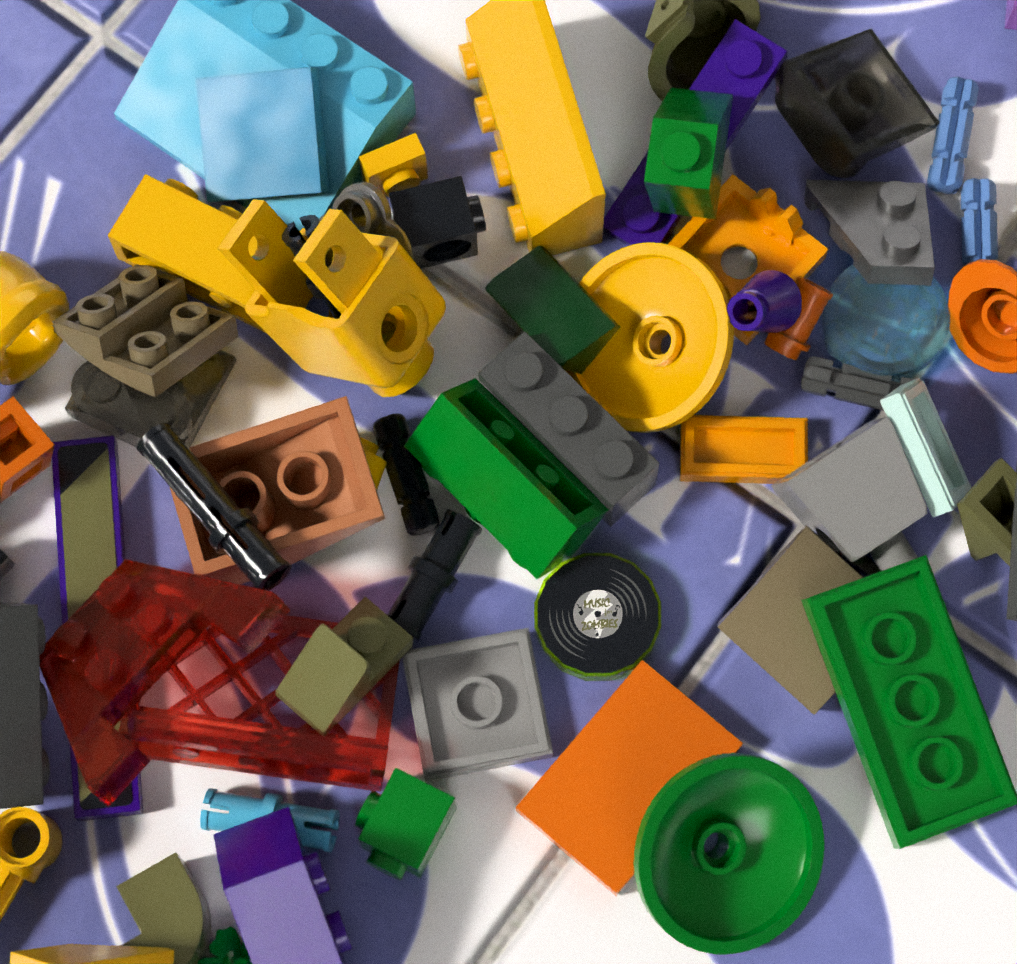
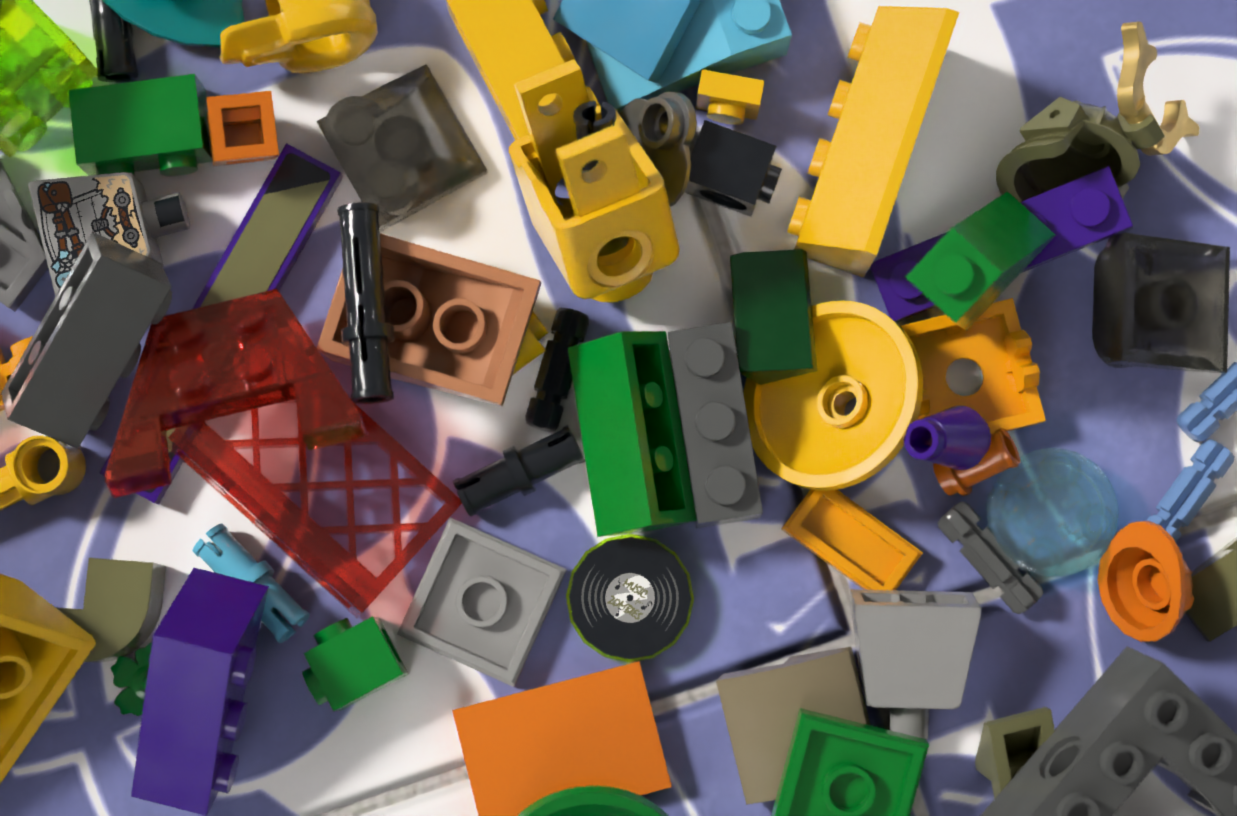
camera: 35 degrees right, 10 degrees up
(145, 329) = (422, 102): dark tan slope -> none
(342, 665) = (391, 500): olive slope -> none
(879, 226) = (1103, 431): flat silver wing -> none
(926, 446) = (1000, 650): light aqua tile -> none

